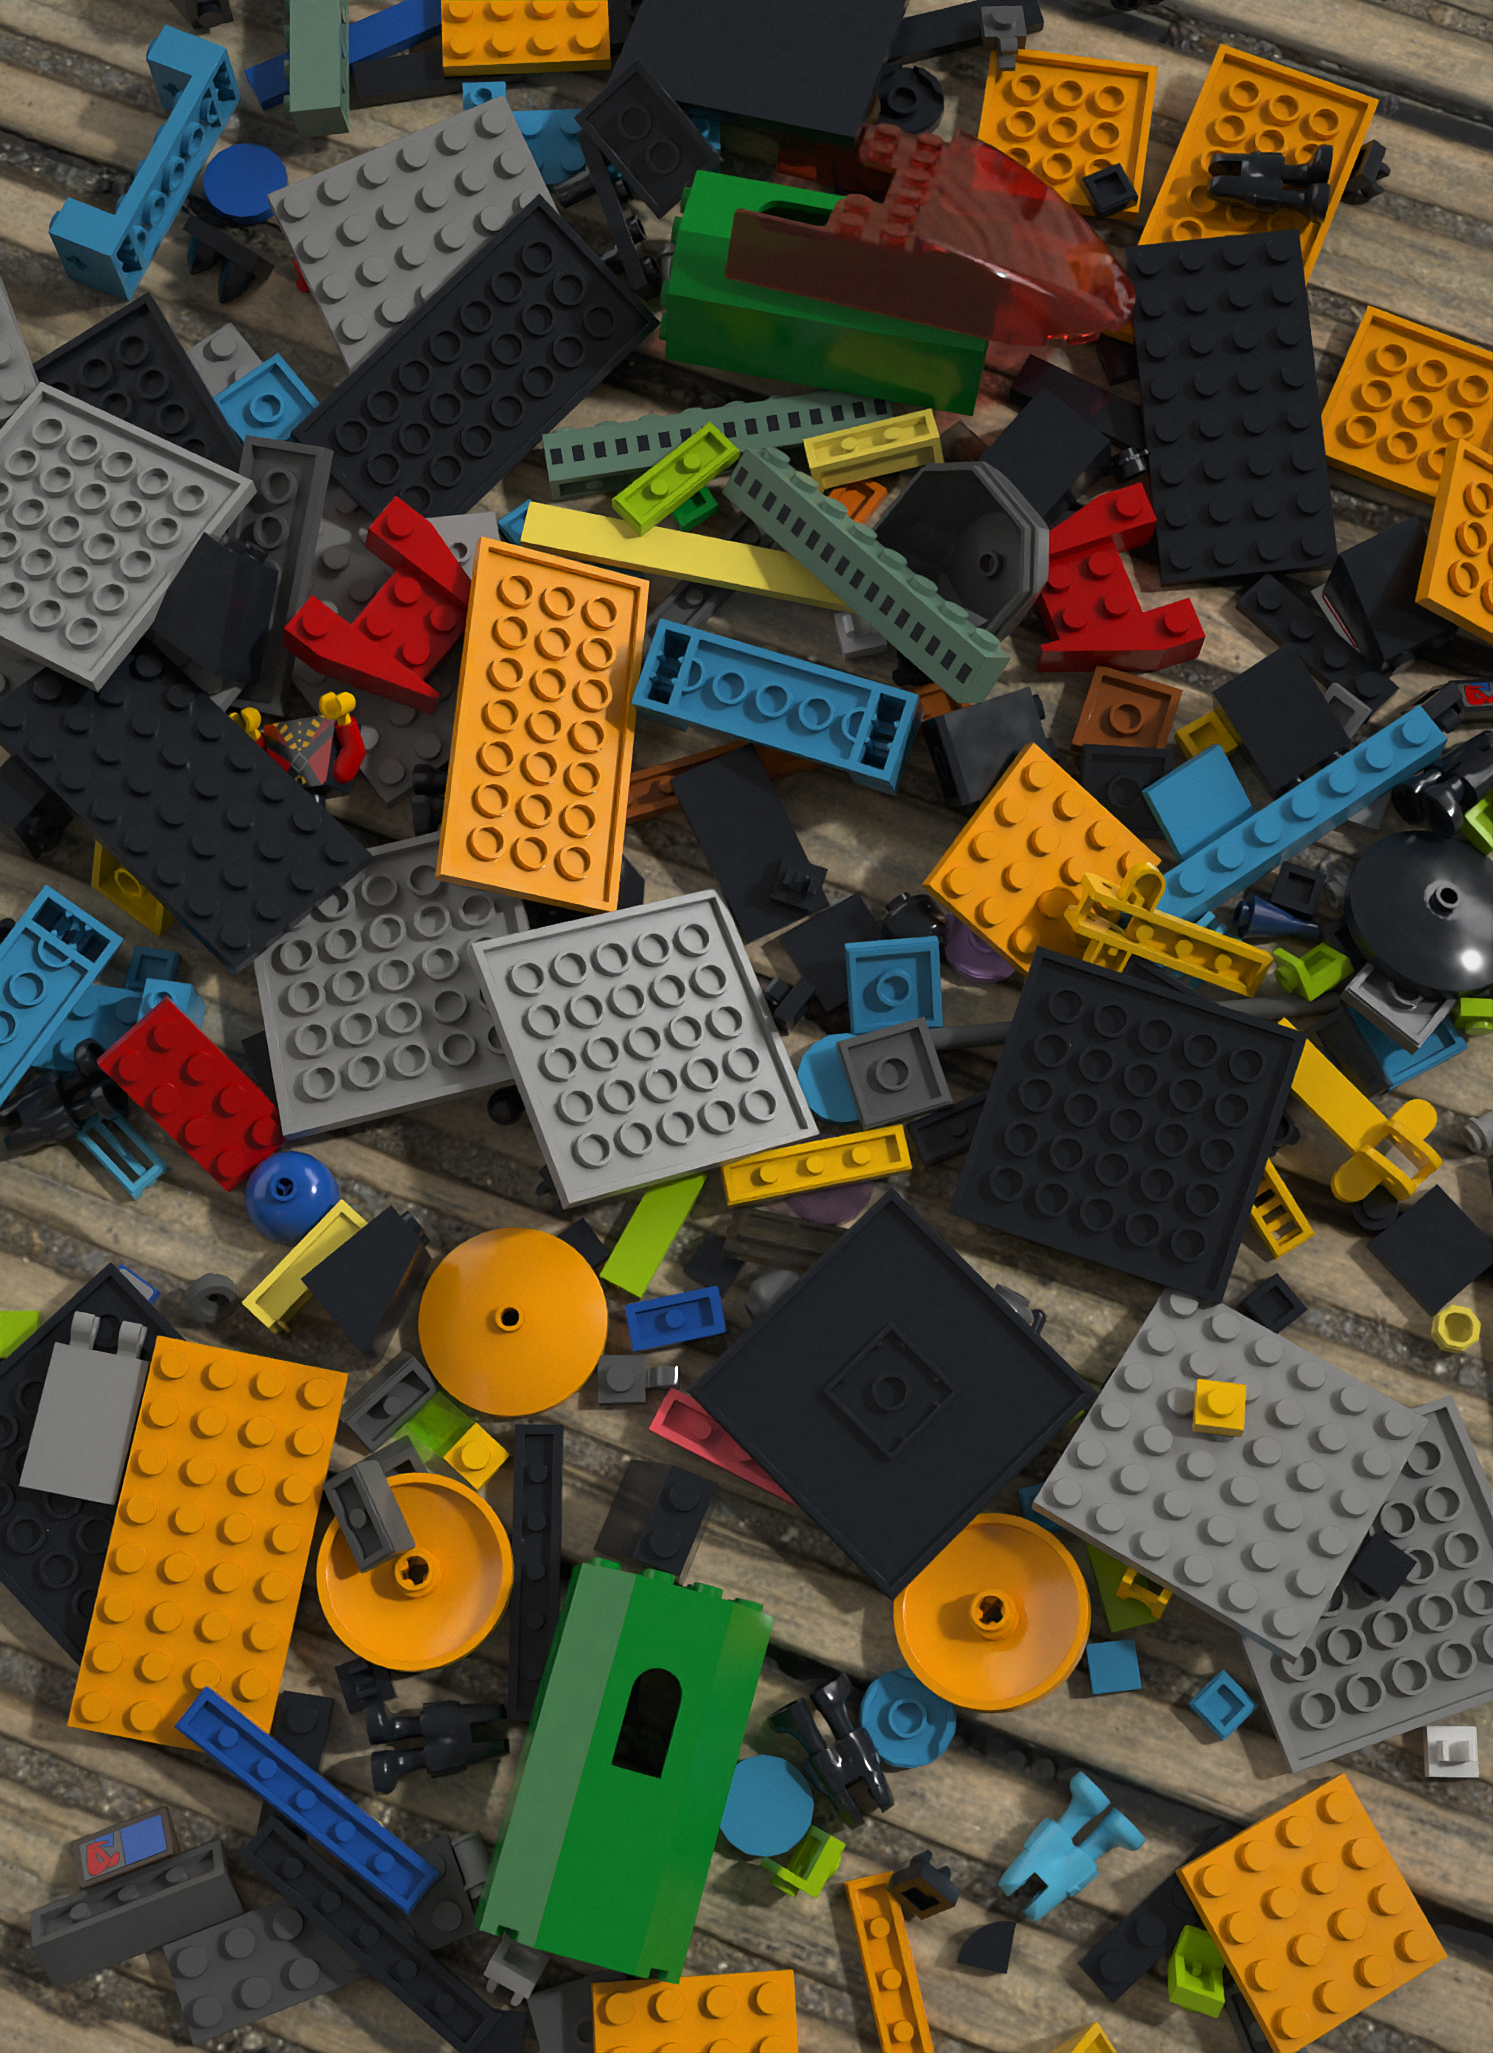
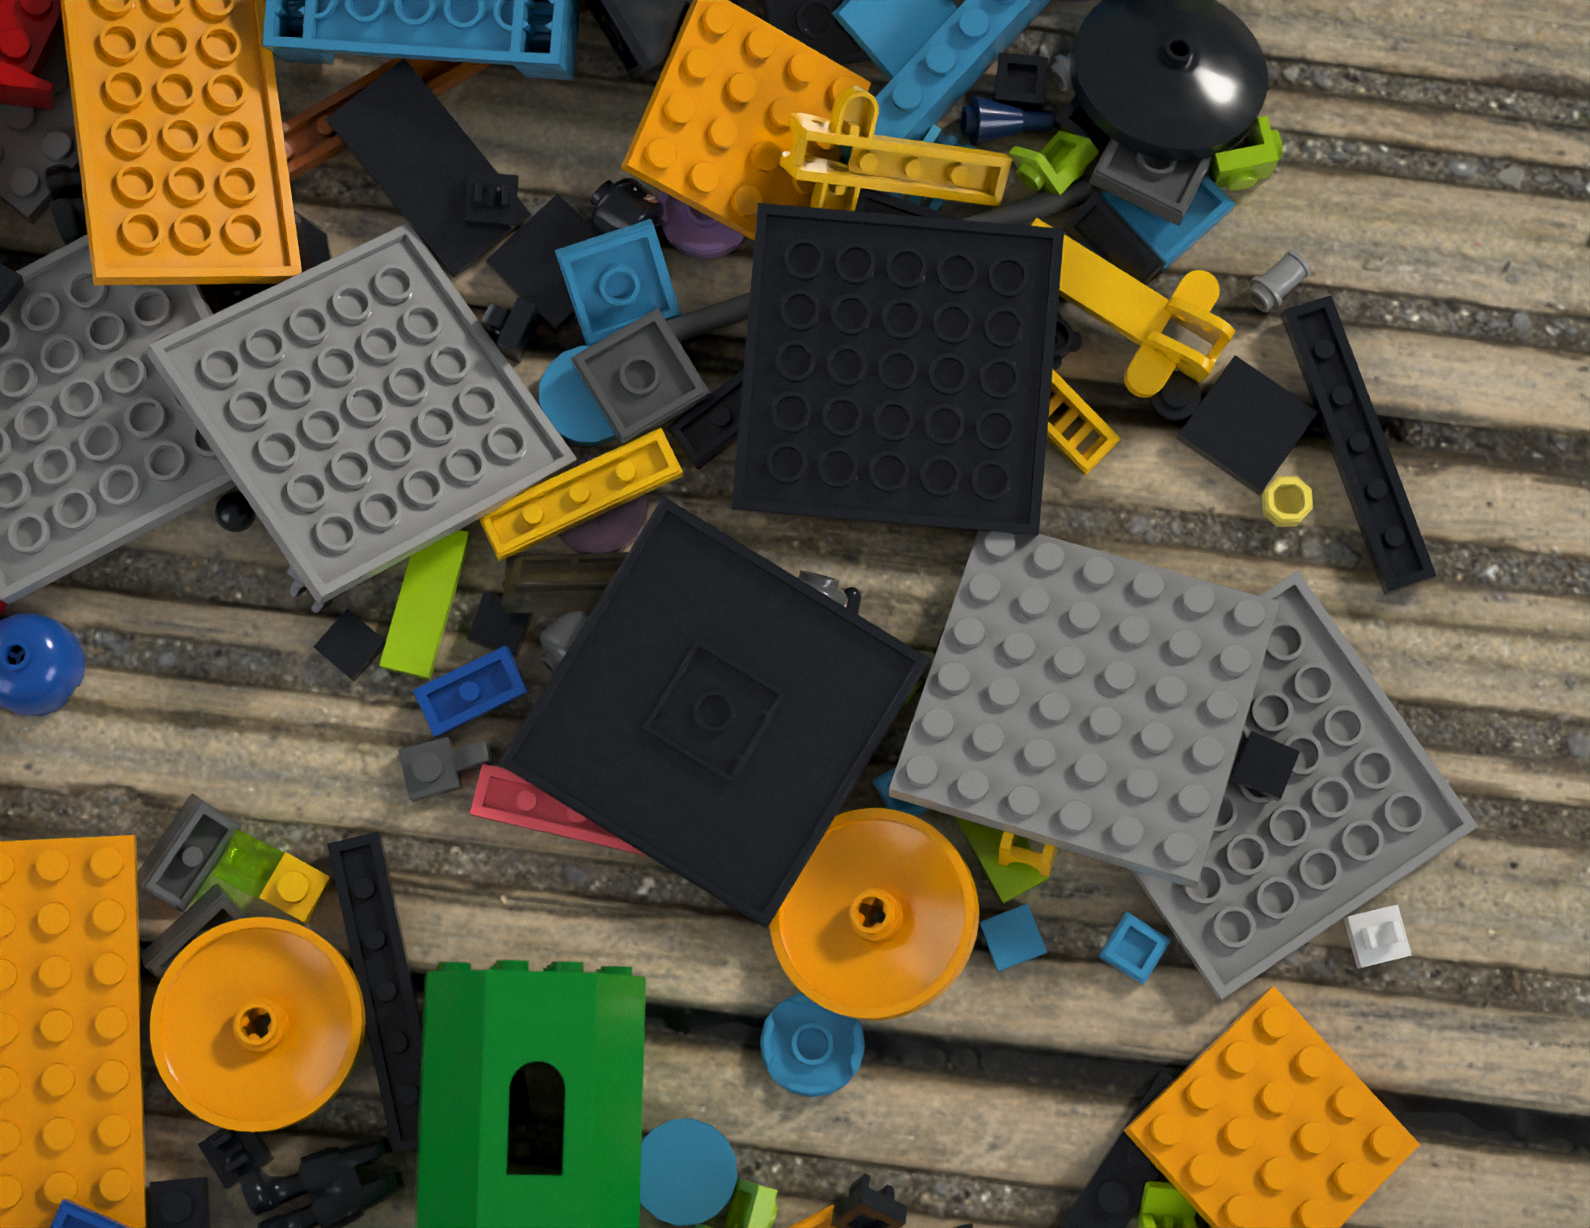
camera: 15 degrees left, 5 degrees up
(282, 1291) = (65, 733): light yellow container -> none
(368, 1515) = (192, 977): dark grey slope -> none
(373, 1280) = (136, 730): black slope -> none
(524, 1365) = (345, 748): light orange dish -> none
(658, 1518) = (503, 904): black slope -> none
(837, 1765) = (756, 1107): black piece -> none
(1058, 1861) = (1006, 1152): medium azure piece -> none
(1219, 1408) = (1060, 643): yellow plate -> none
(1273, 1305) = (1094, 522): black tile -> none

